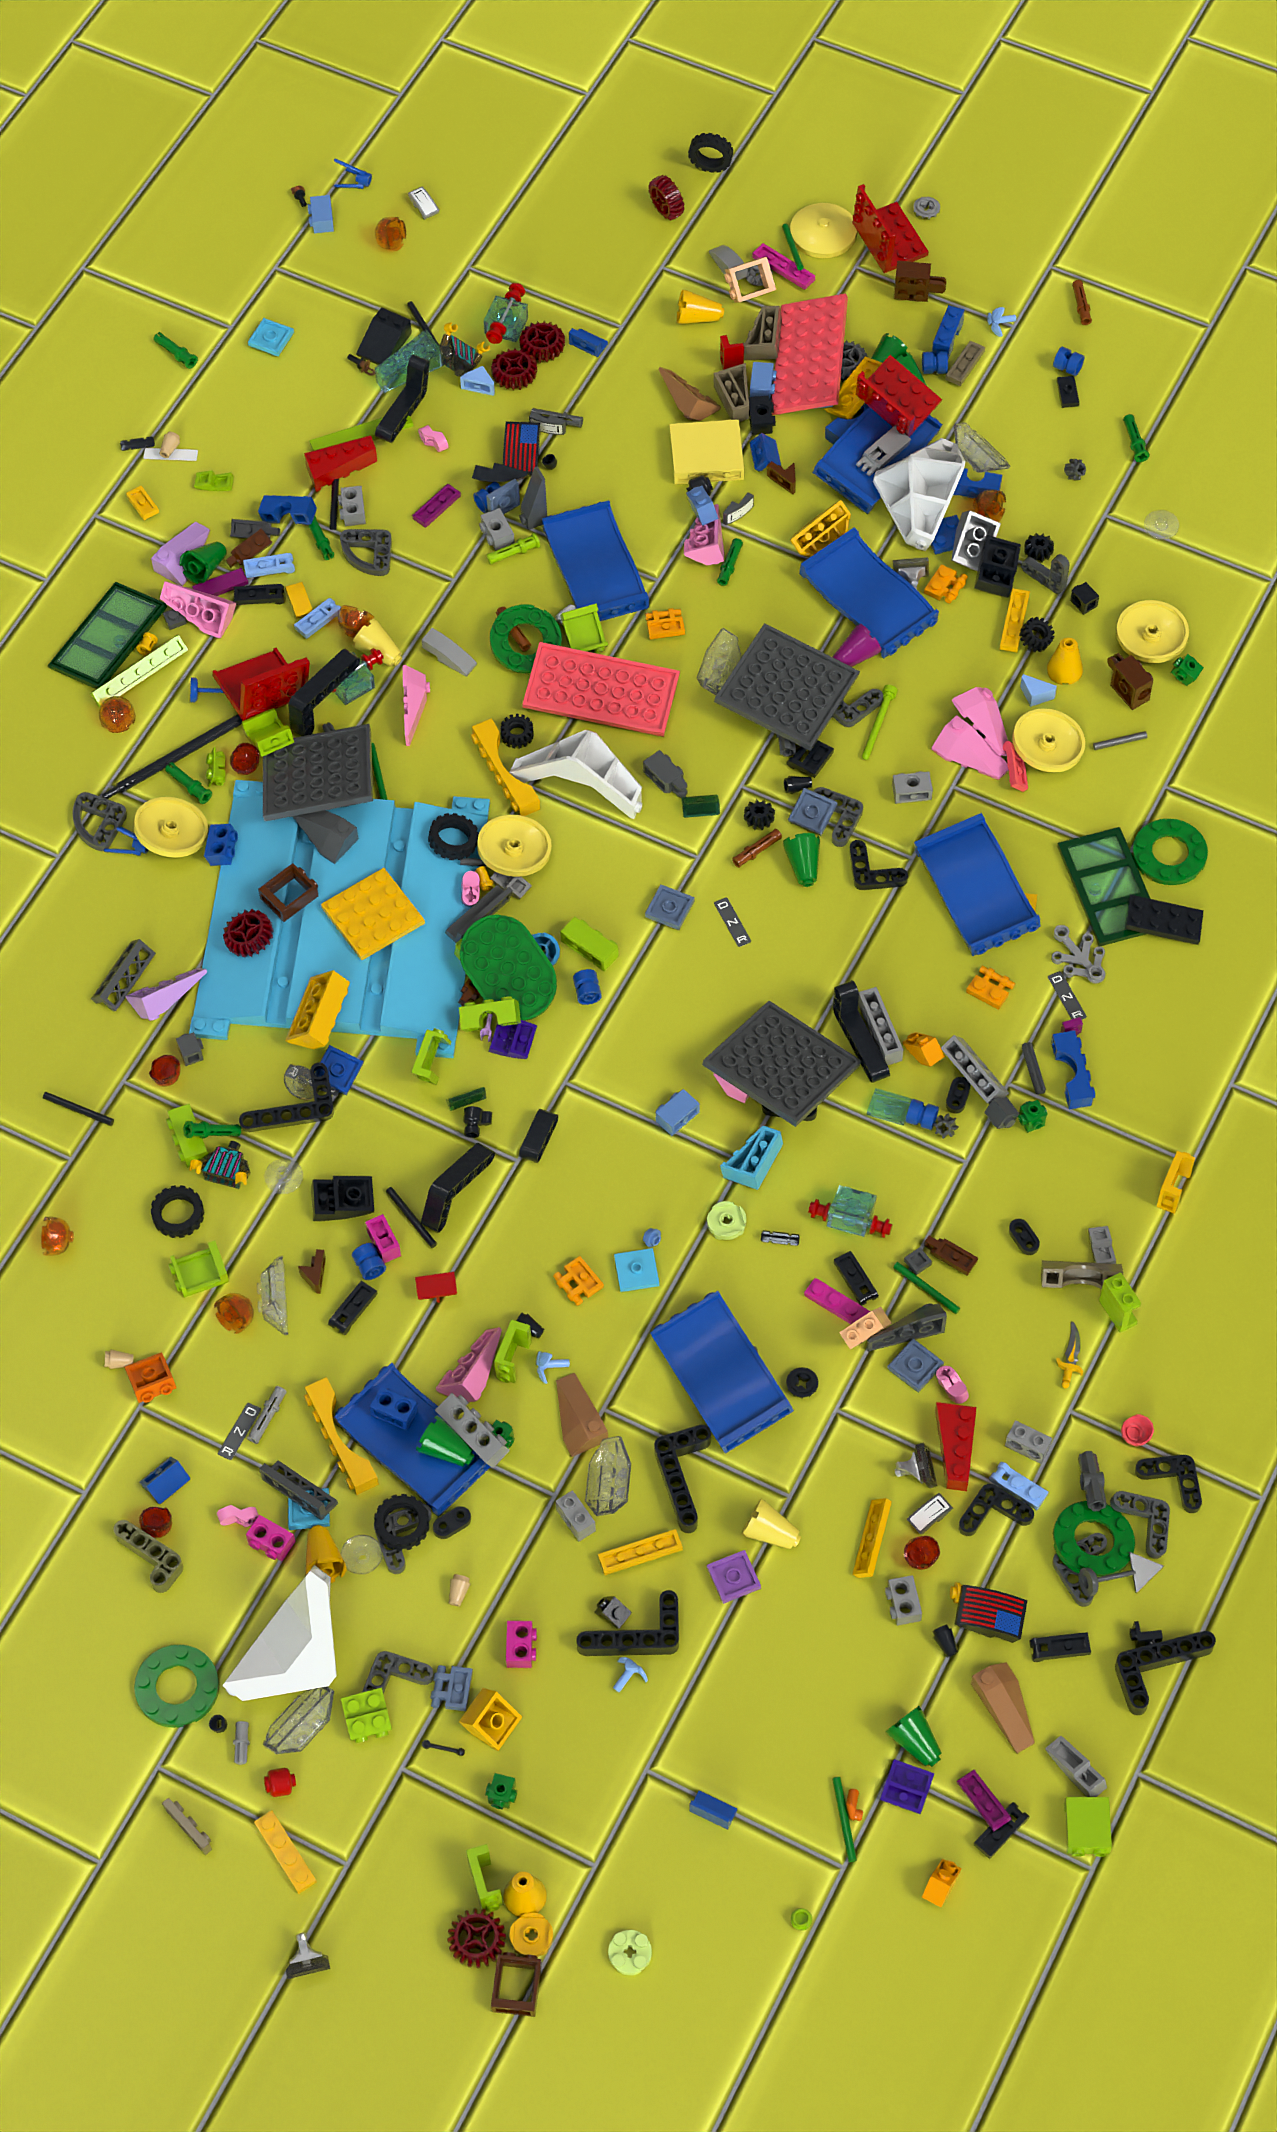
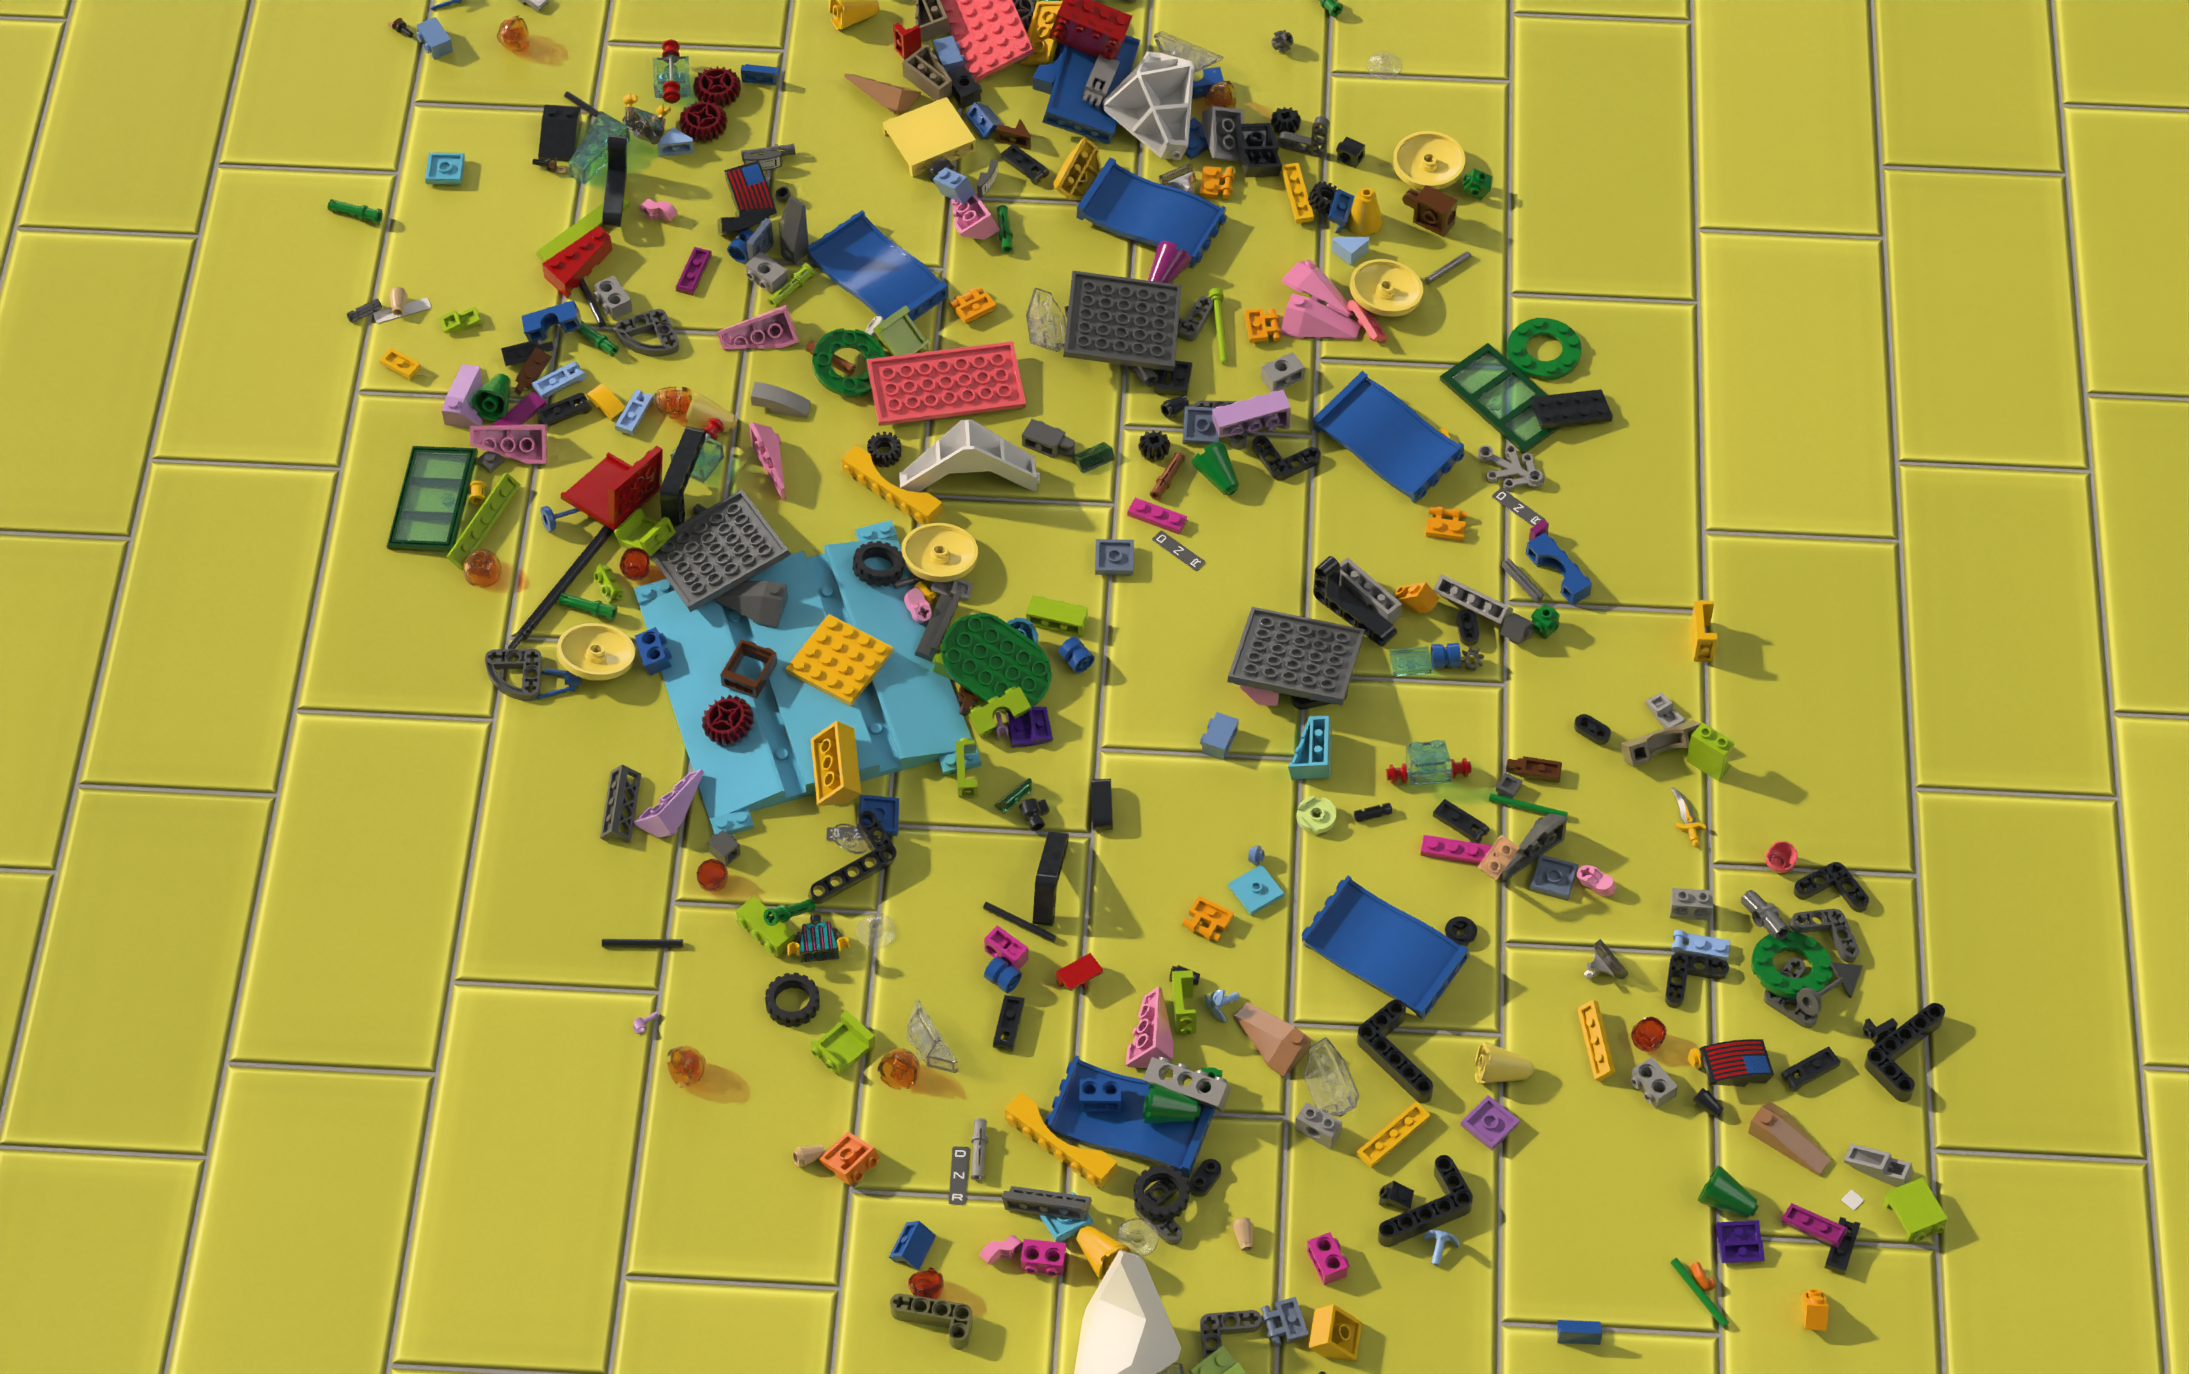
camera: 25 degrees left, 5 degrees down
(37, 1181) = (639, 1023): none -> lavender hand
(314, 1274) = (955, 1006): reddish brown slope -> none
(342, 1197) = (944, 928): black slope -> none
(471, 583) = (763, 331): none -> bright pink wedge
(729, 882) = (1157, 515): none -> dark pink plate
(779, 506) = (1024, 163): none -> black plate
(859, 818) = (1253, 414): none -> lavender wedge
(911, 735) = (1257, 328): none -> light orange plate
(929, 1513) = (1635, 1000): white slope -> none
(956, 1435) = (1626, 925): red wedge -> none
(1035, 1789) = (1852, 1199): none -> white sticker
(1043, 649) = (1340, 209): none -> blue panel

